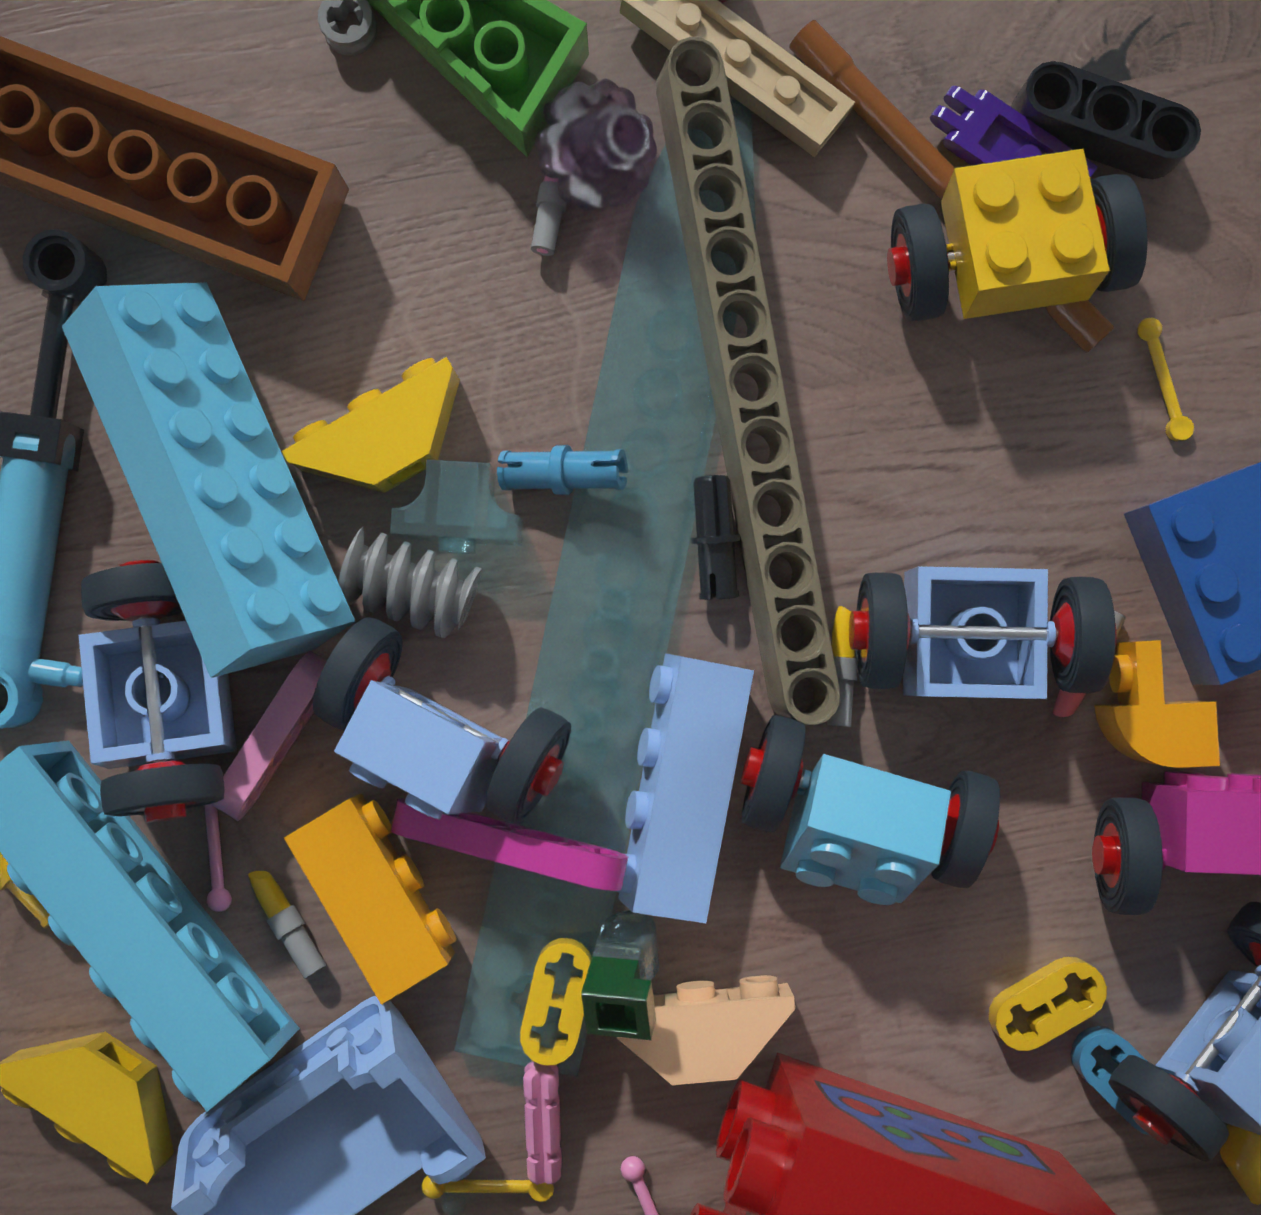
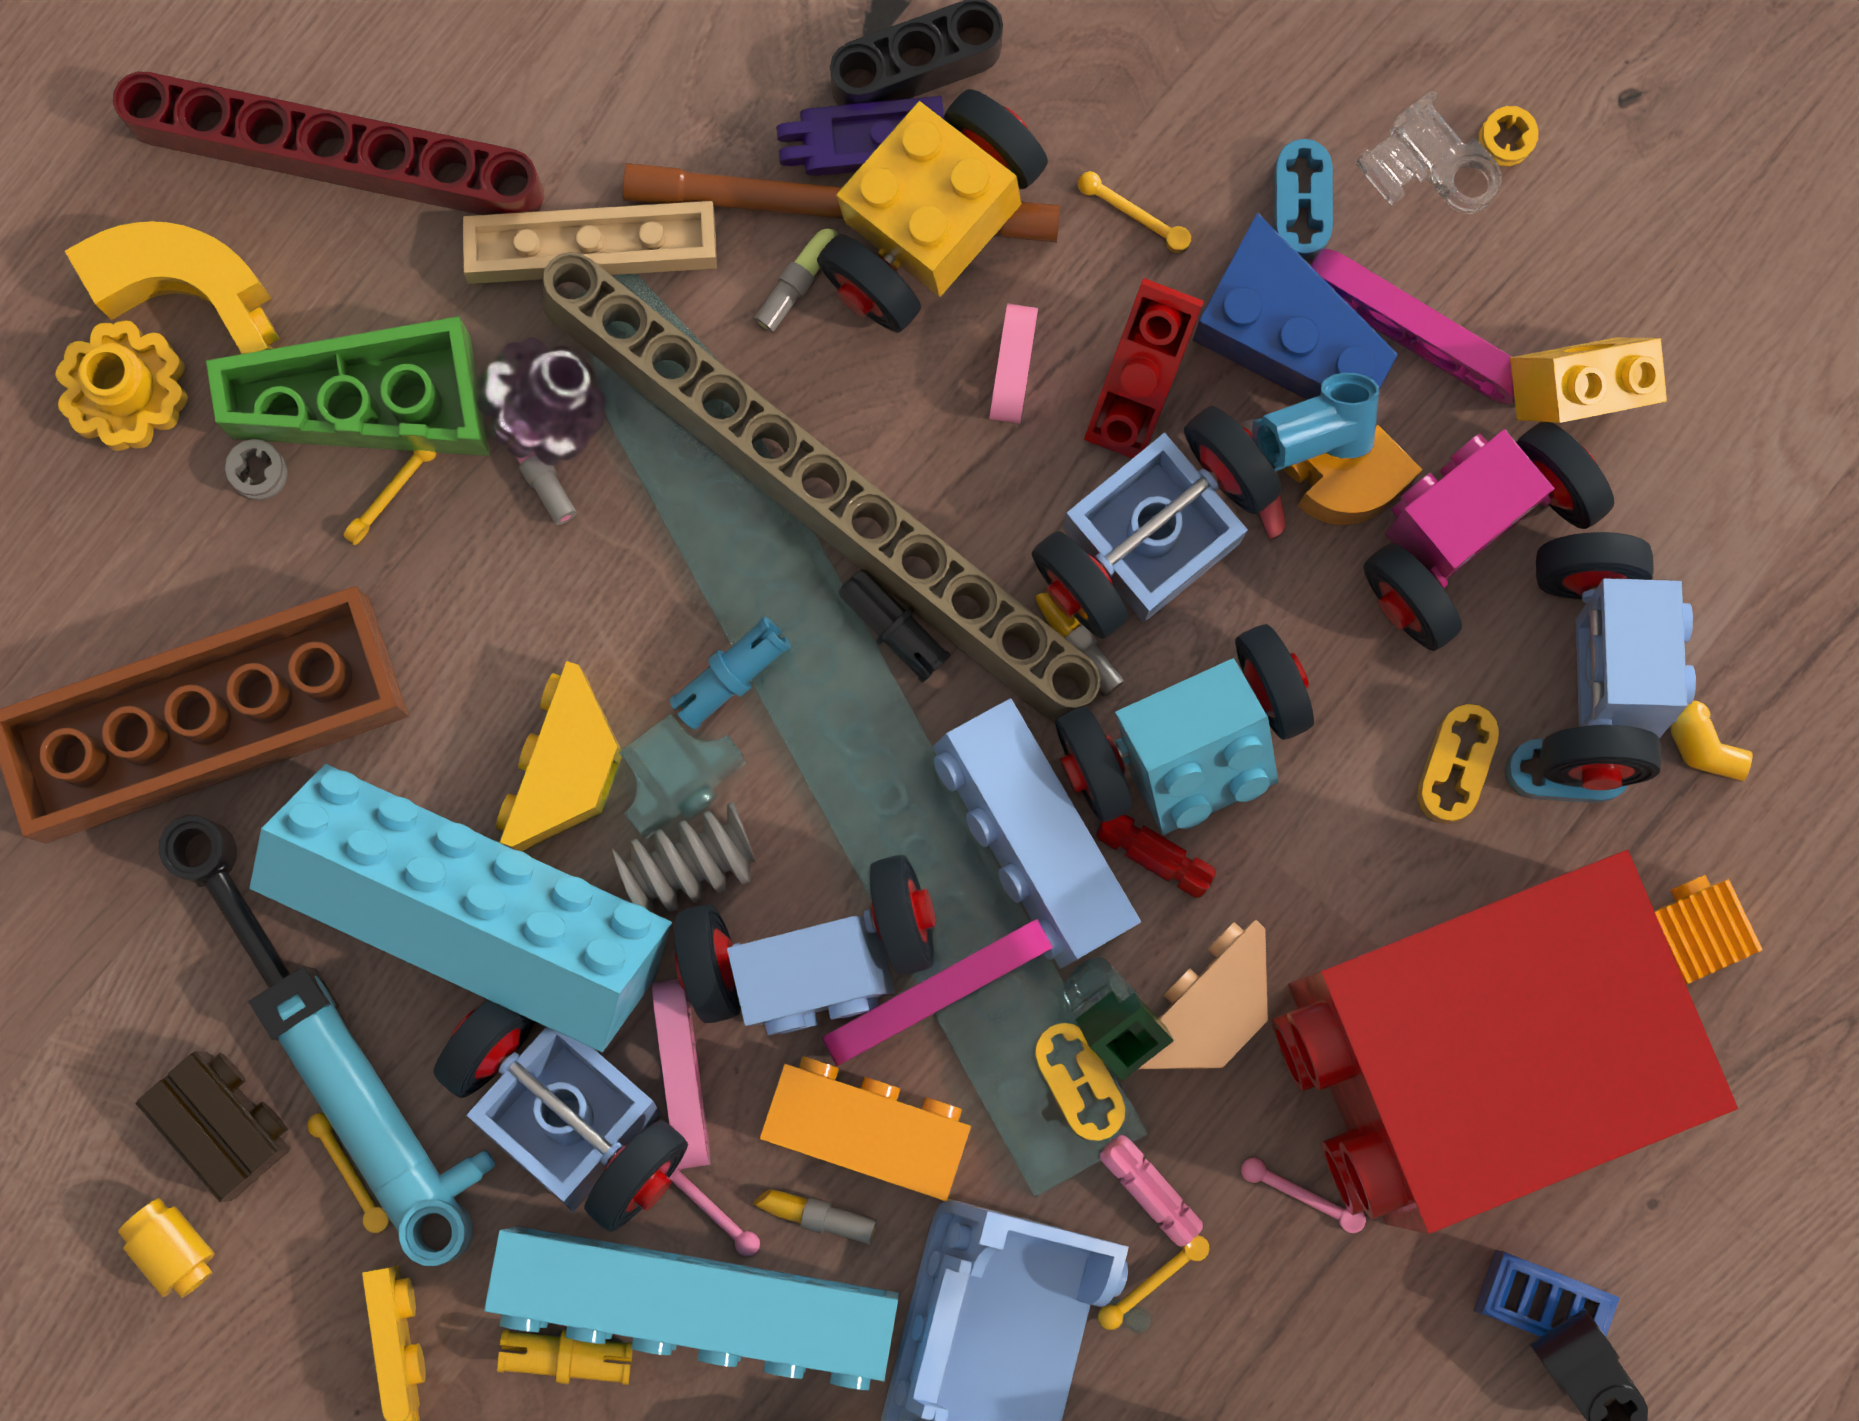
camera: 45 degrees left, 5 degrees down
(386, 130) = (360, 526): none -> yellow hinge
(764, 879) = (1157, 854): none -> red axle
(861, 217) = (793, 282): none -> light grey piece
(975, 417) = (1013, 363): none -> bright pink beam
(1075, 504) = (1143, 368): none -> red slope
(1185, 674) = (1333, 423): none -> dark azure piece

